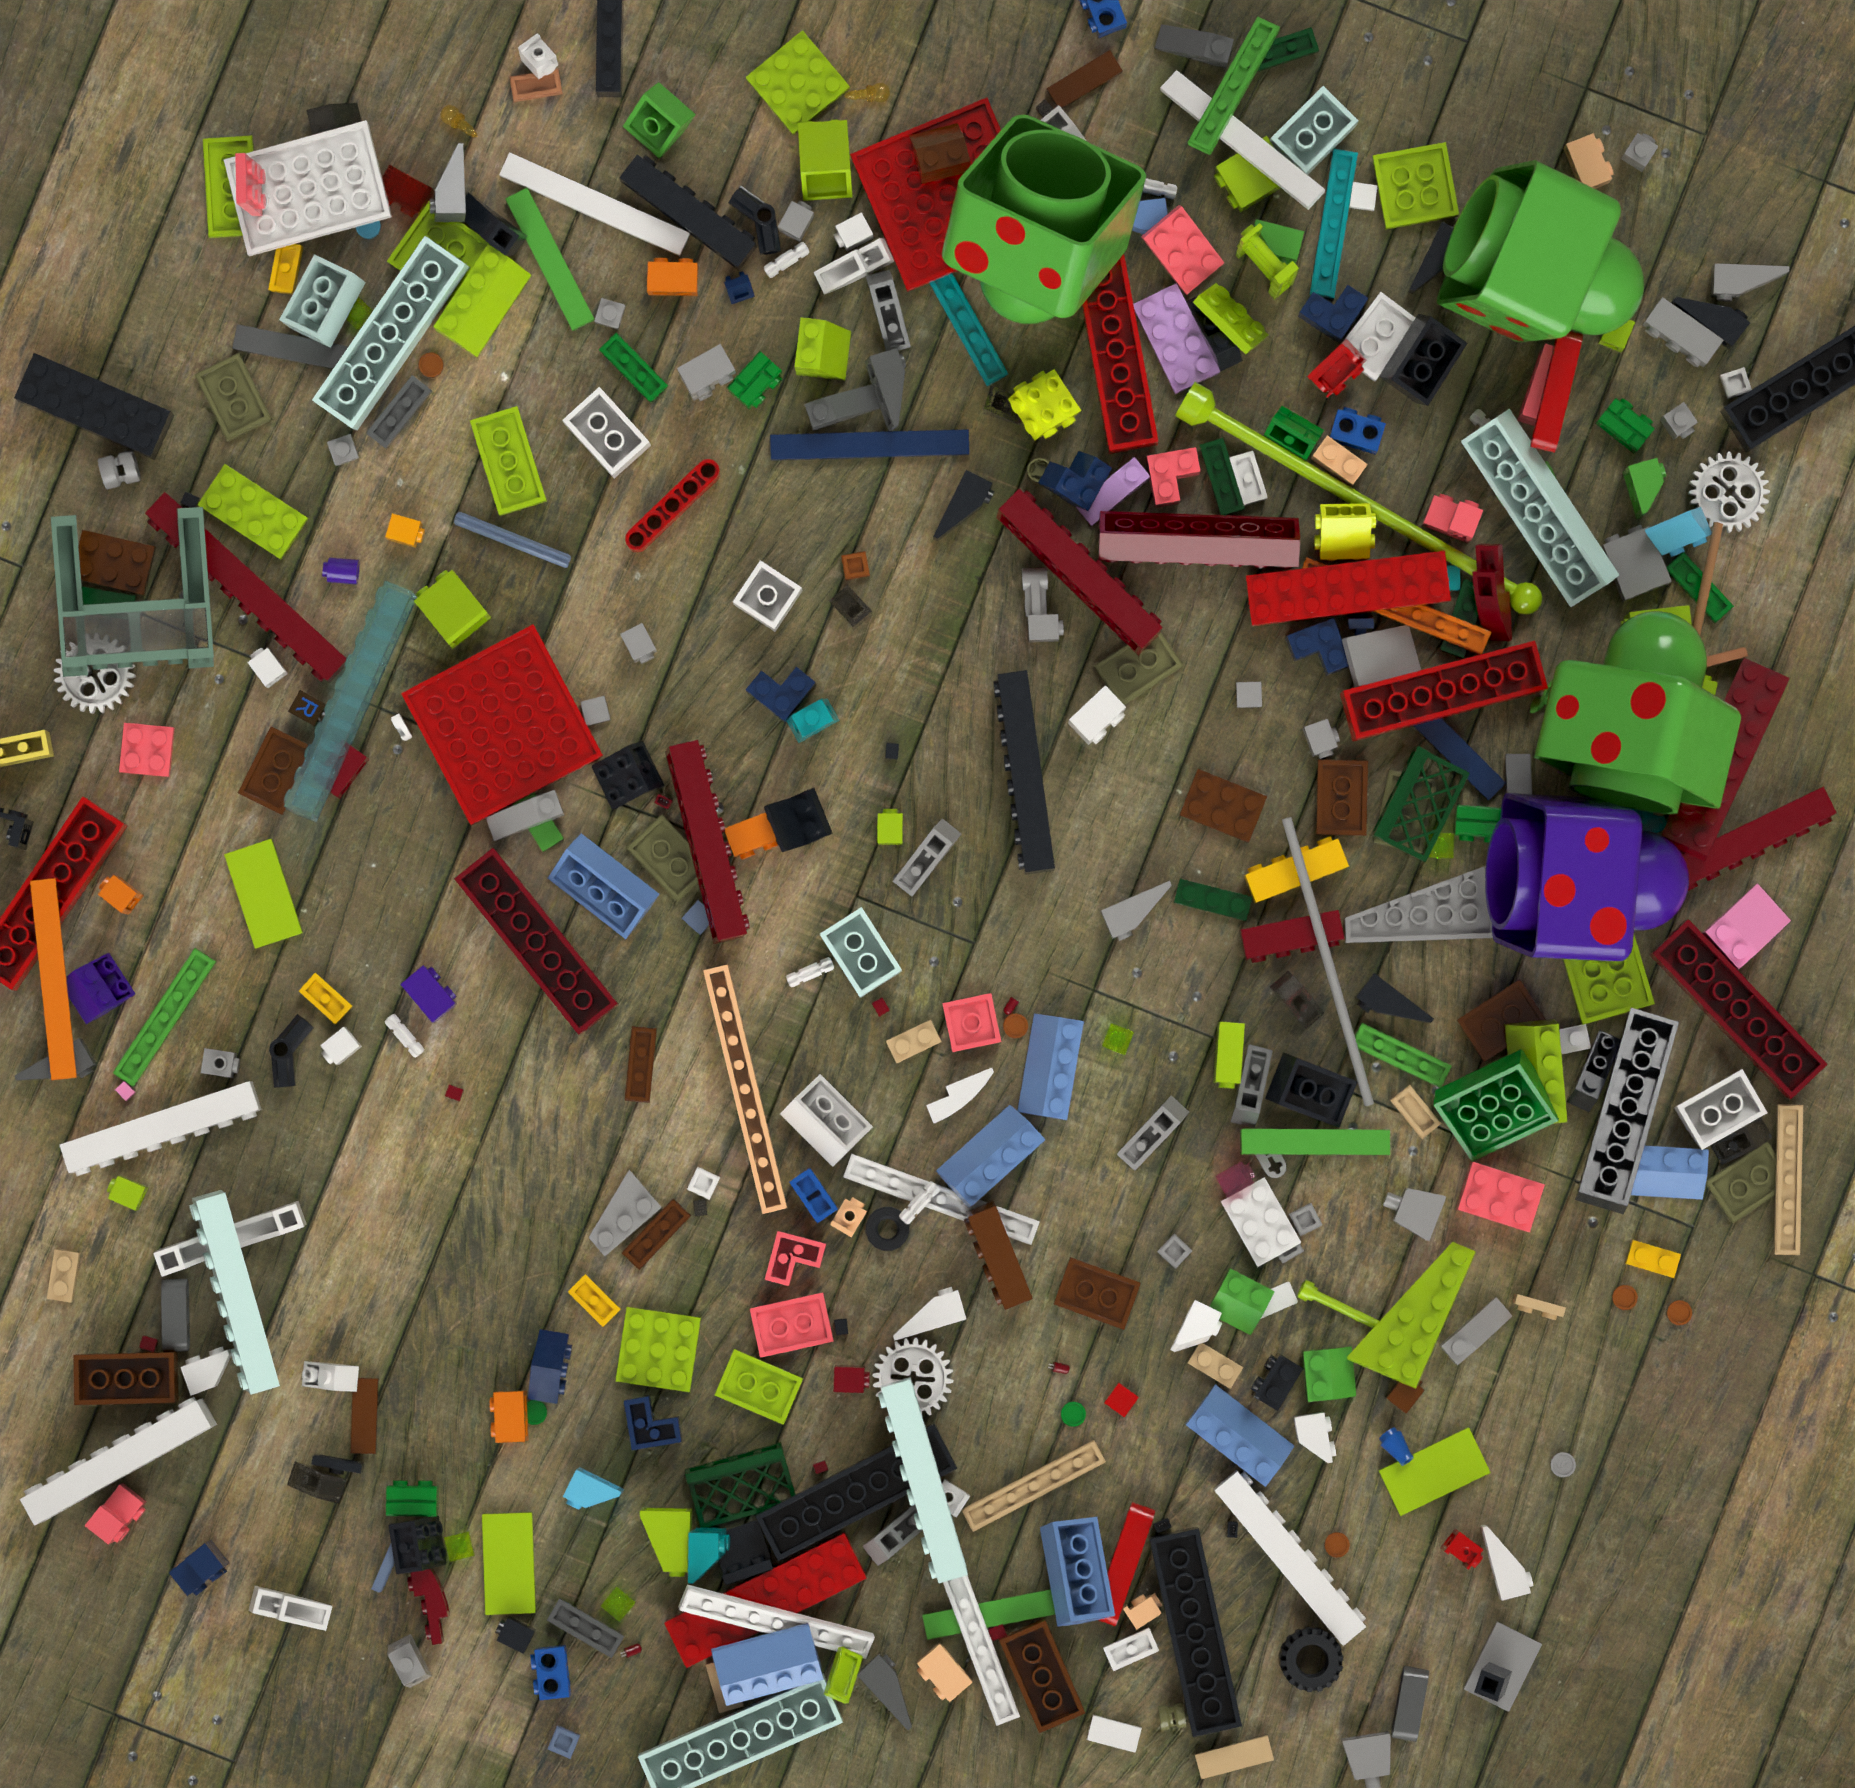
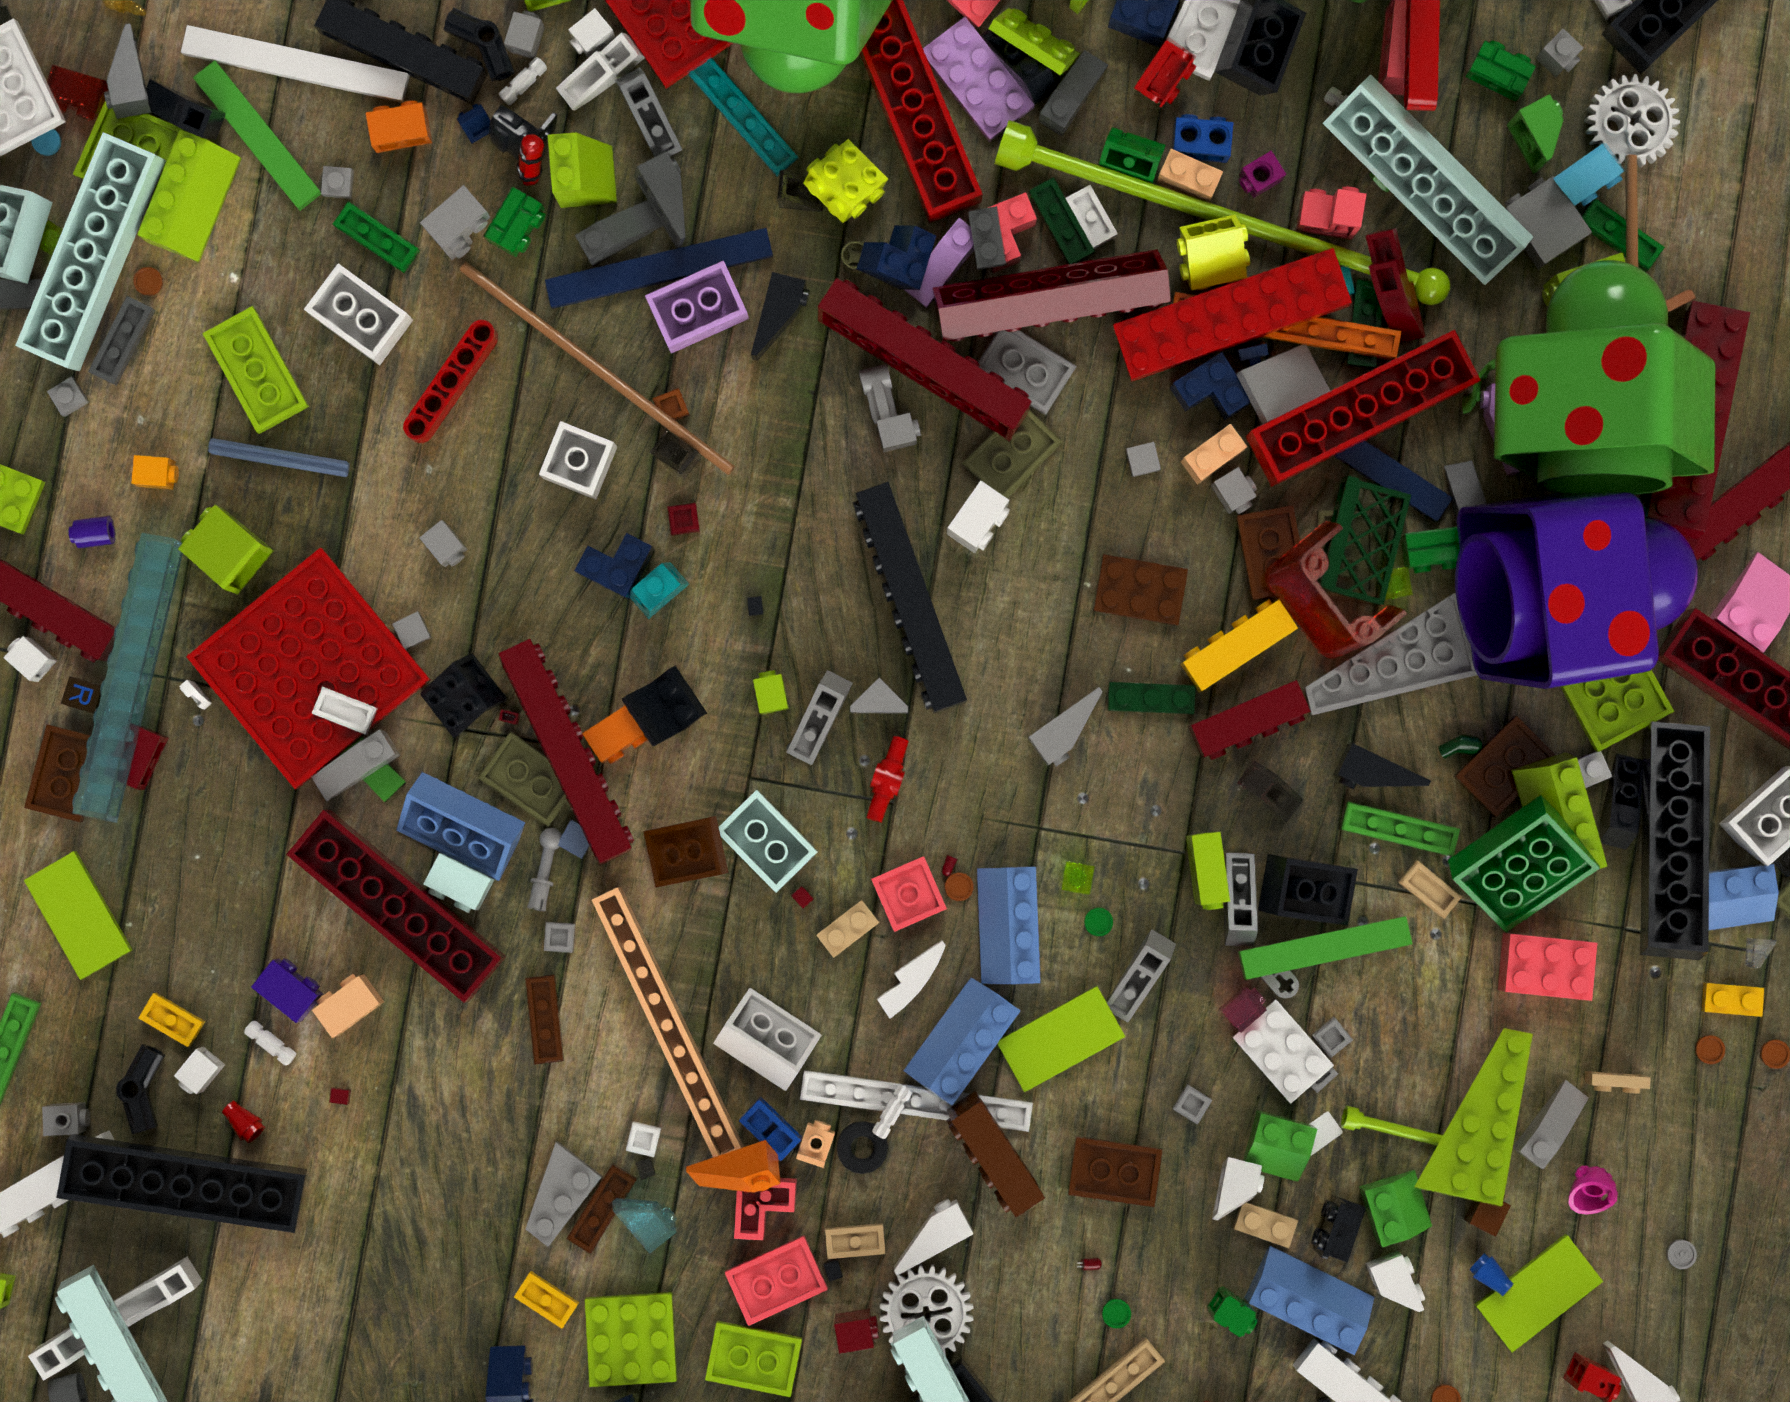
camera: 15 degrees left, 0 degrees up
(311, 1136) = (181, 1183): none -> black brick
(369, 1098) = (244, 1123): none -> red cone
(477, 1017) = (348, 1005): none -> light nougat brick
(526, 767) = (344, 710): none -> white tile
(592, 933) = (458, 882): none -> light aqua brick
(667, 997) = (559, 937): none -> light grey tile
(675, 914) = (549, 841): none -> light grey pin
(693, 1251) = (646, 1221): none -> clear light blue slope
(776, 313) = (522, 140): none -> black piece
(781, 1222) = (744, 1169): none -> orange slope
(790, 947) = (686, 851): none -> reddish brown plate
(799, 519) = (597, 368): none -> medium nougat piece
(810, 972) = (698, 886): white axle -> none
(846, 664) = (683, 519): none -> dark red tile
(865, 1306) = (855, 1241): none -> tan plate
(895, 486) = (697, 307): none -> lavender brick
(973, 921) = (887, 779): none -> red pin
(981, 853) = (879, 699): none -> light grey slope
(1074, 1172) = (1060, 1038): none -> lime tile
(1121, 1400) = (1167, 1286): red tile -> none
(1128, 1080) = (1098, 921): none -> green piece
(1154, 480) = (987, 238): none -> dark grey plate
(1166, 596) = (1027, 366): none -> light grey tile
(1170, 1430) = (1232, 1312): none -> green brick
(1255, 367) = (1072, 93): none -> dark grey slope
(1309, 703) = (1213, 454): none -> light nougat brick
(1327, 961) = (1297, 740): light grey piece -> none
(1352, 827) = (1296, 586): none -> clear red windscreen
(1409, 464) = (1270, 166): none -> magenta brick
(1416, 1210) = (1456, 1001): light grey torso -> none
(1469, 994) = (1461, 744): none -> dark green arm
(1495, 1393) = (1589, 1188): none -> dark pink helmet
(1681, 1221) = (1757, 951): none -> clear slope

